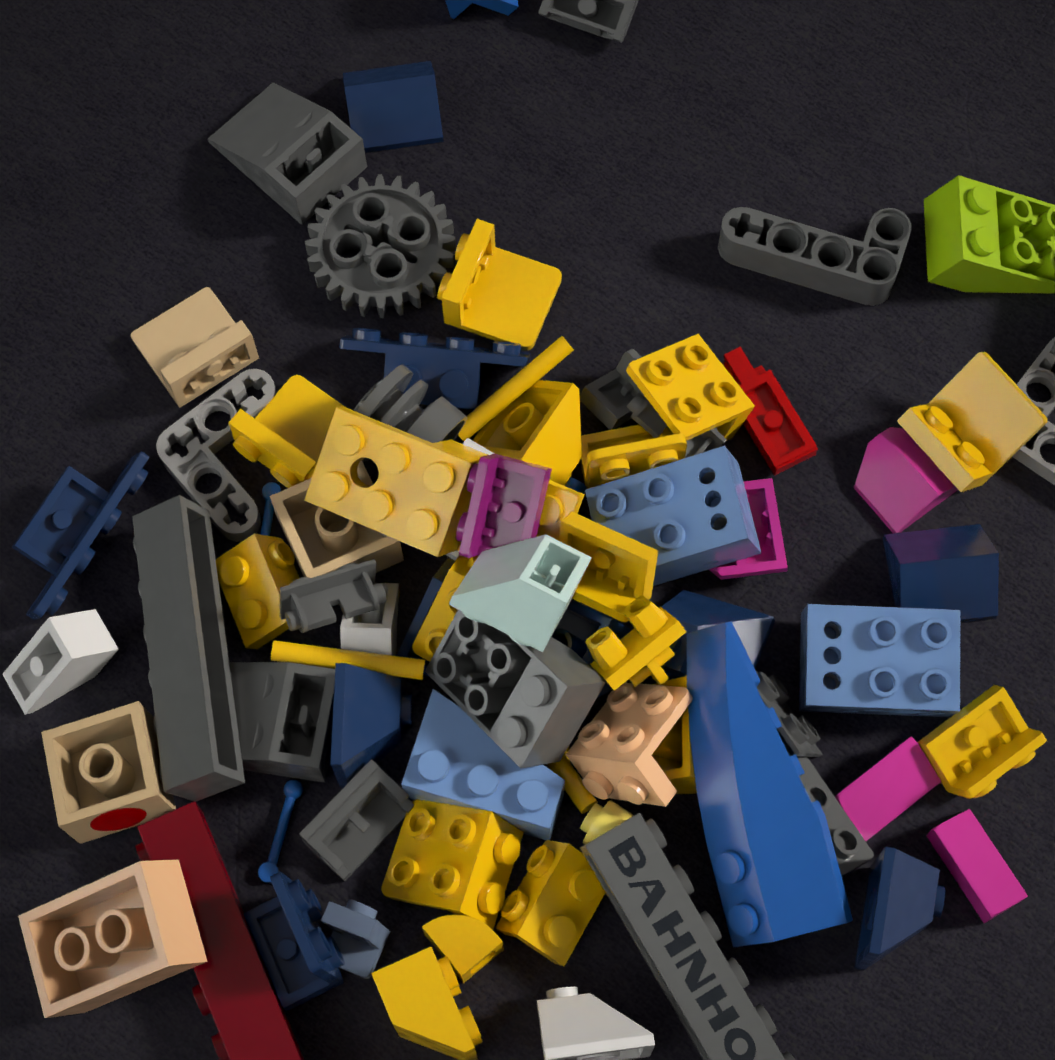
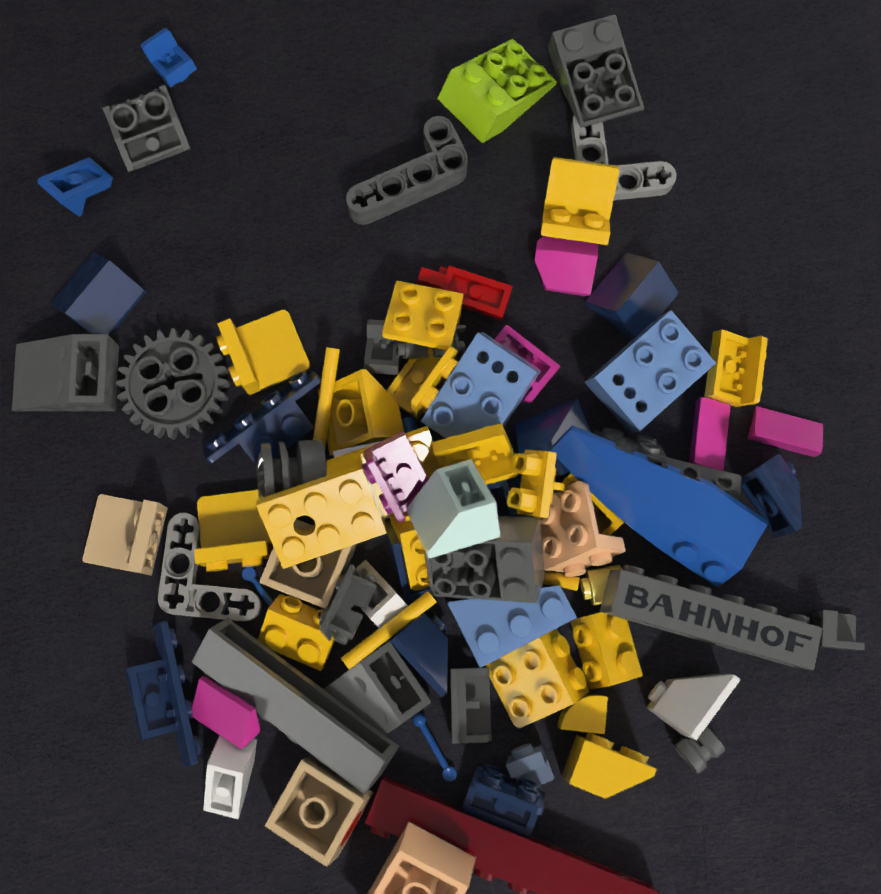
camera: 45 degrees left, 10 degrees up
(114, 594) = (225, 713): none -> dark pink slope

